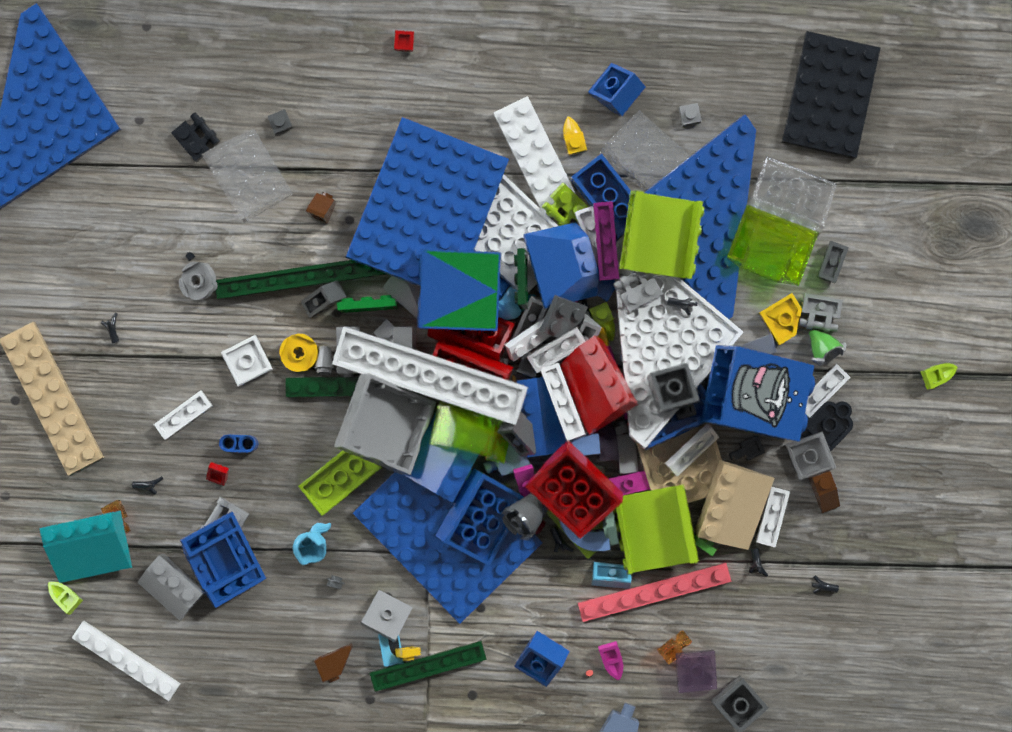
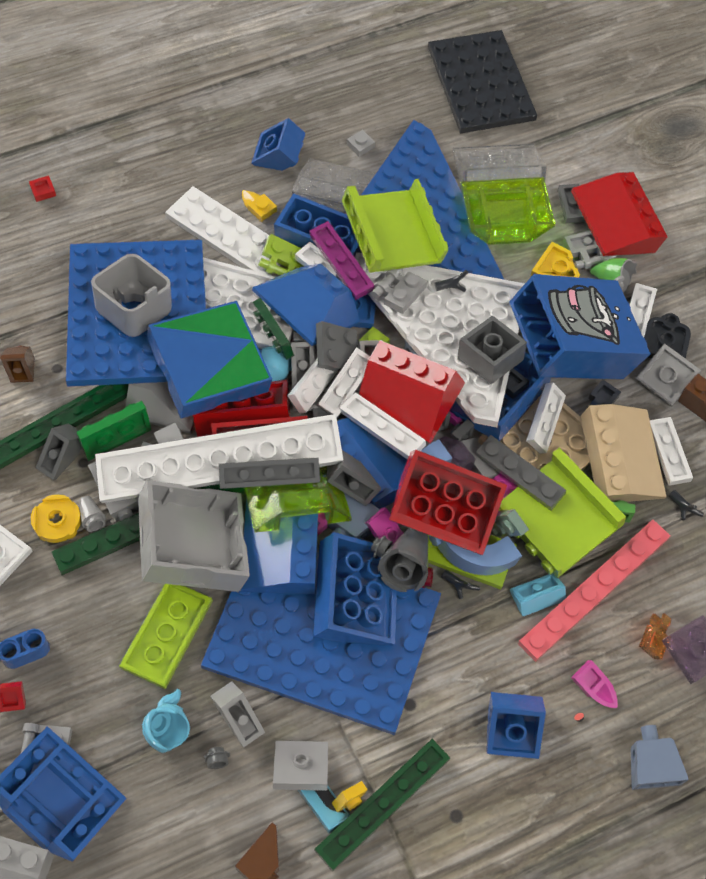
camera: 25 degrees left, 25 degrees down
(361, 559) = (237, 713): none -> light grey slope
(429, 190) = (127, 281): none -> light grey piece
(457, 410) = (269, 473): none -> dark grey plate
(513, 497) = (380, 546): none -> dark grey plate
(647, 484) = (521, 472): none -> dark grey plate
(860, 296) = (620, 215): none -> red slope

